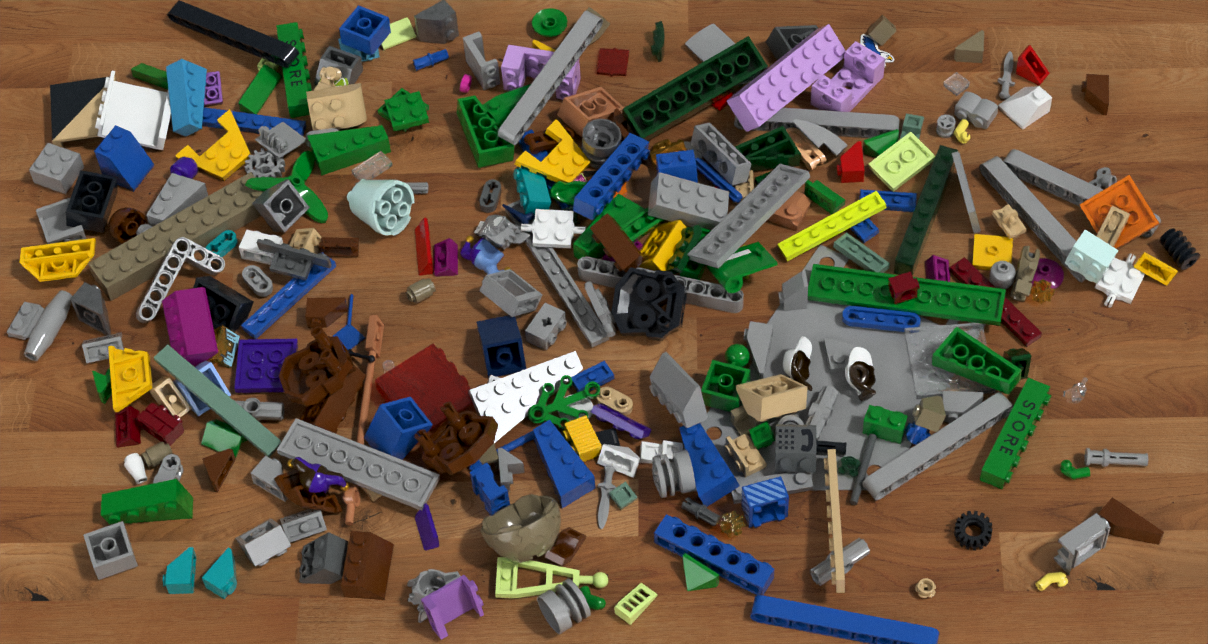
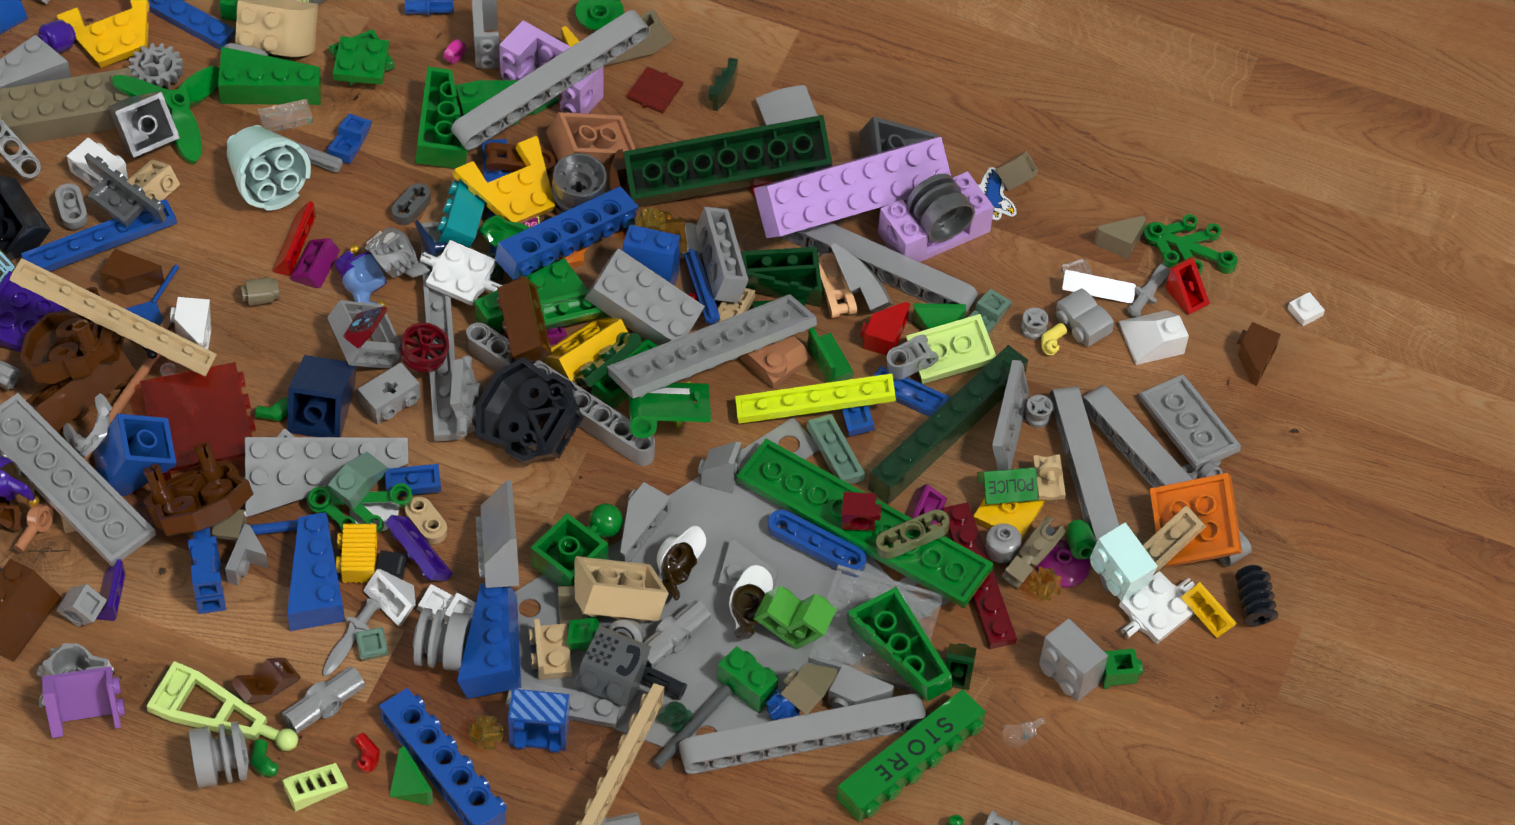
camera: 15 degrees right, 0 degrees up
(223, 245) = (53, 145): teal beam -> none
(279, 139) = (188, 40): light grey hinge -> none
(339, 246) = (192, 200): reddish brown hinge -> none
(341, 341) = (112, 317): none -> tan plate
(367, 432) = (85, 446): none -> light grey helmet
(392, 331) = (192, 320): none -> white slope
(415, 543) = (81, 605): none -> light grey brick
(424, 166) = (349, 138): none -> blue slope
(475, 366) = (274, 413): none -> green arm
(513, 285) = (364, 326): none -> slope
(523, 528) = (217, 637): dark tan piece -> none
(557, 280) = (423, 347): none -> dark red wheel
(559, 390) = (357, 479): none -> sand green slope
(611, 544) = (323, 699): none -> light grey piece
(661, 568) = (370, 753): none -> red arm
(662, 146) = (651, 219): none -> clear yellow gear
(701, 512) = (457, 702): dark grey axle -> none
(852, 70) = (941, 207): none -> flat silver wheel
(881, 173) = (915, 355): none -> light grey piece
(898, 373) = (793, 619): none -> bright green brick
(946, 281) = (891, 535): none -> olive beam
(975, 86) = (1099, 286): none -> white sticker
(978, 181) = (1038, 404): none -> light grey wheel
(987, 235) = (1009, 485): none -> green panel
(997, 39) = (1188, 244): none -> green plant
(1051, 254) = (1080, 539): none -> green brick
(1078, 153) = (1189, 422): none -> light grey tile
(1088, 332) = (1072, 660): none -> light grey brick
(1112, 54) = (1306, 309): none -> white plate
(1117, 327) = (1121, 668): none -> green brick

